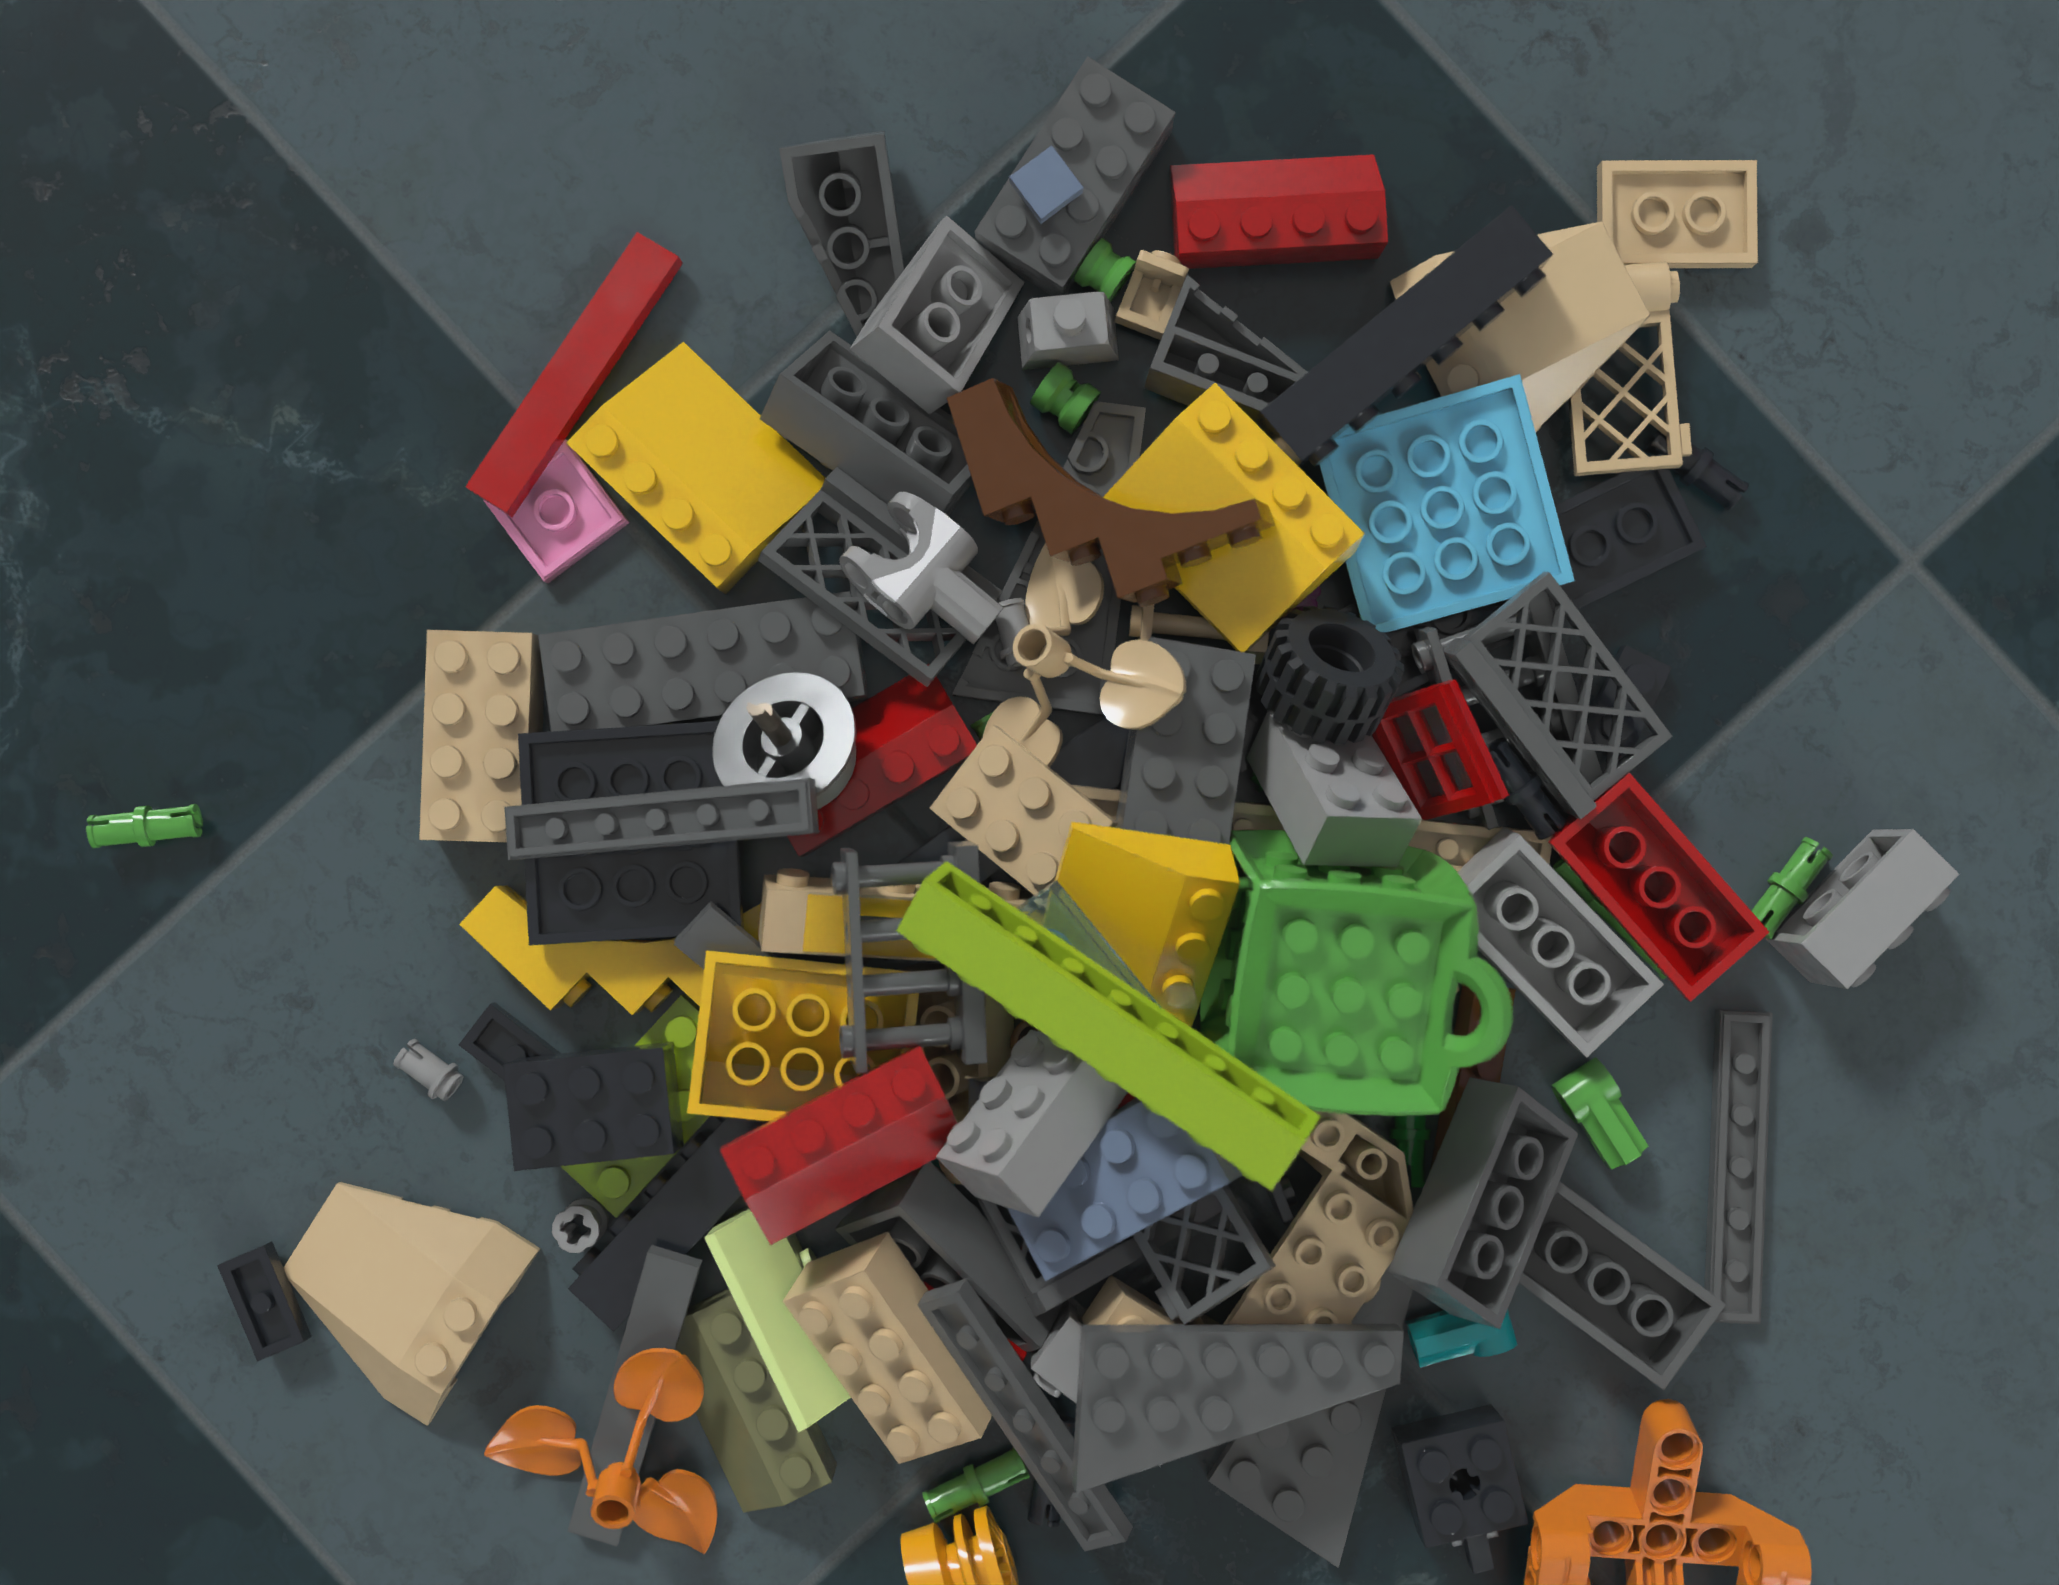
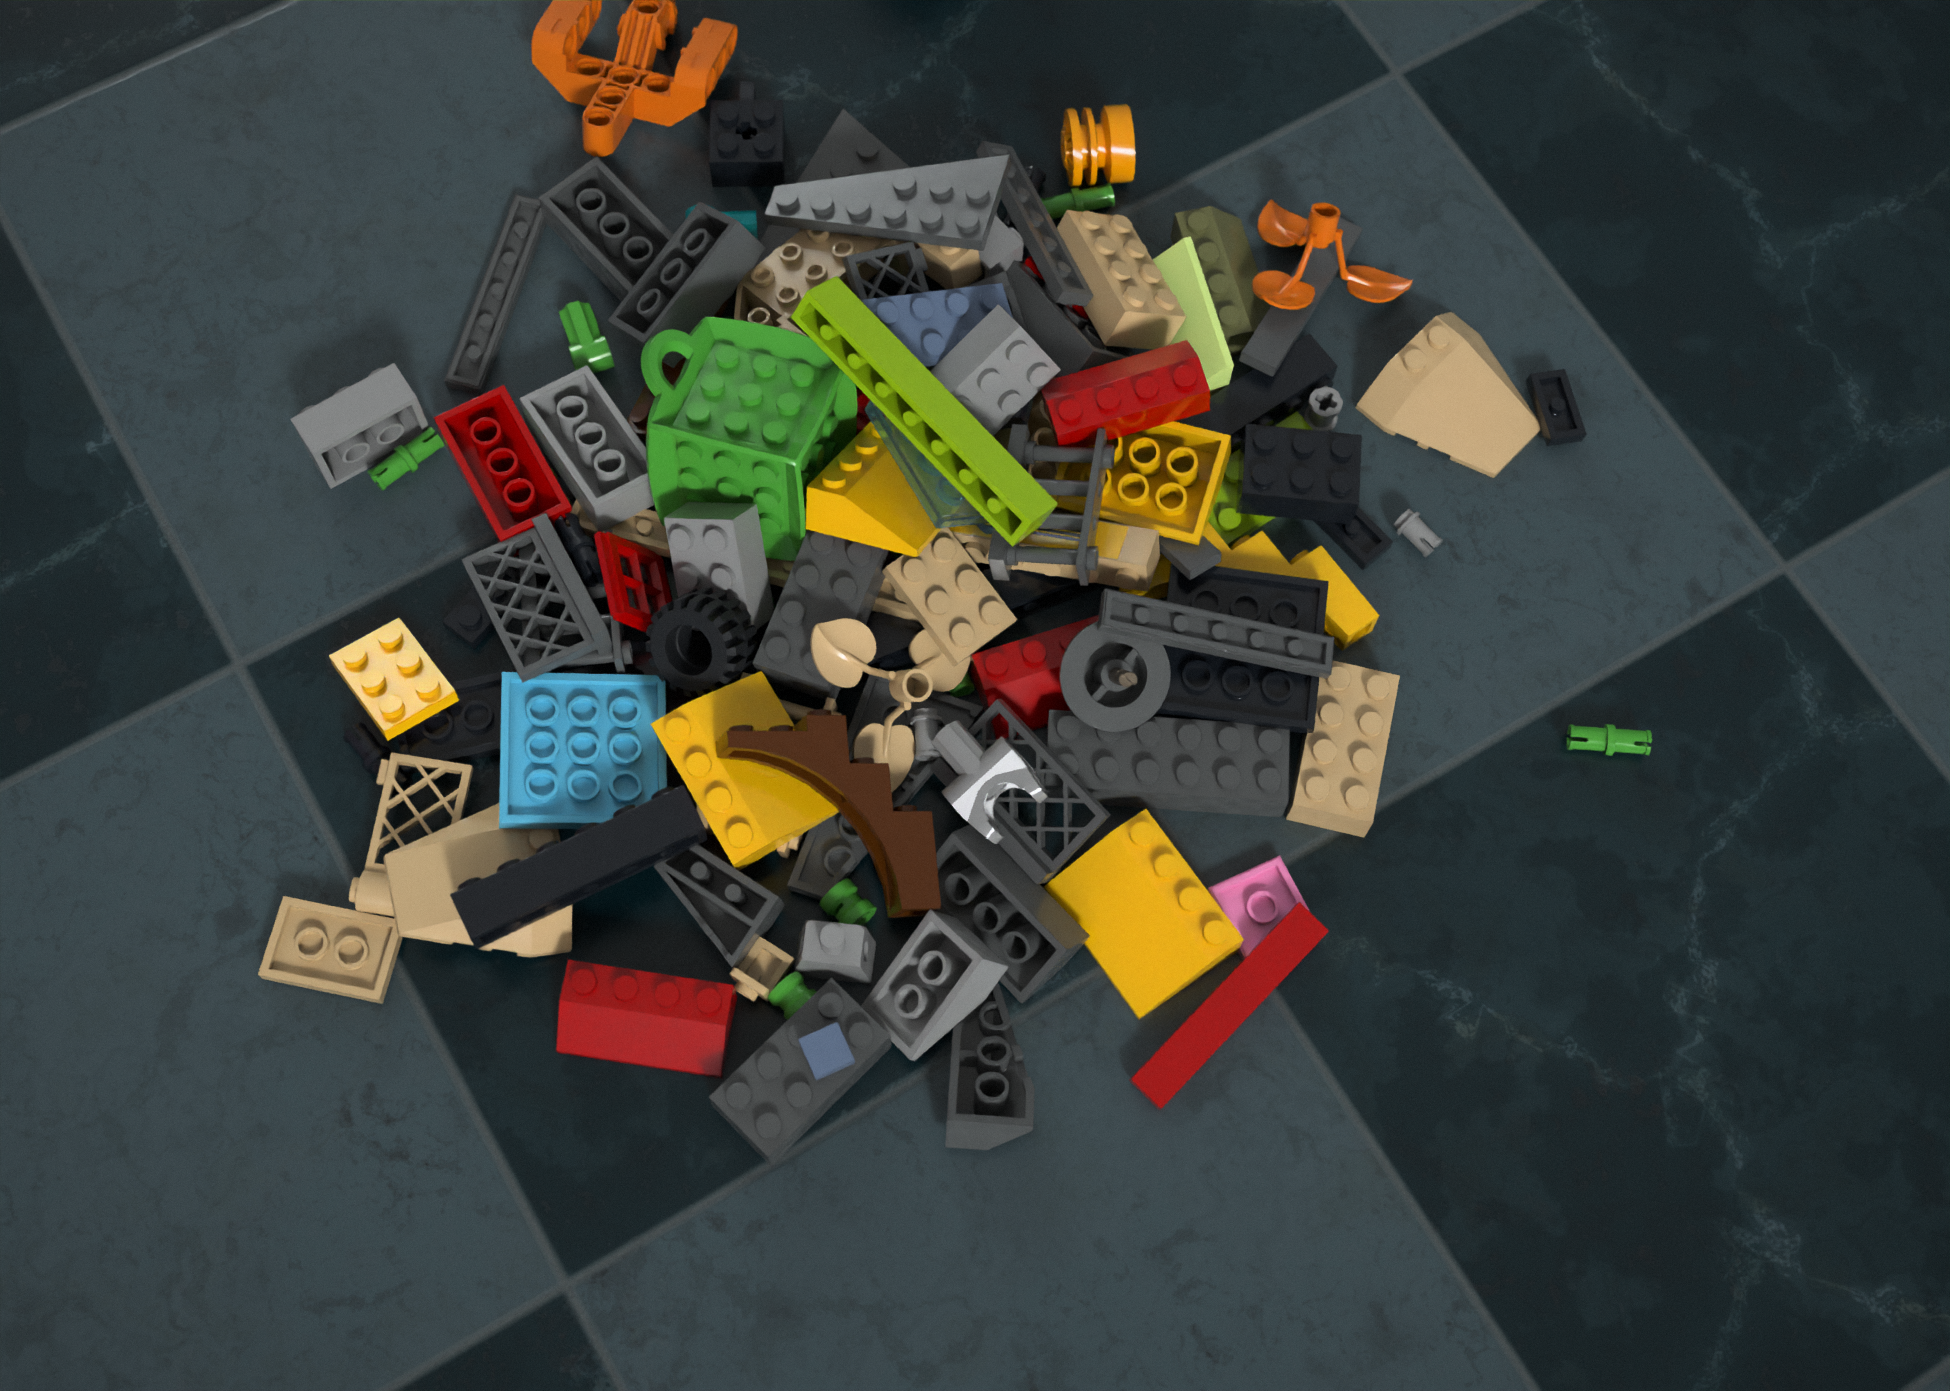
camera: 175 degrees left, 20 degrees down
(1710, 569) = (393, 678): none -> yellow plate

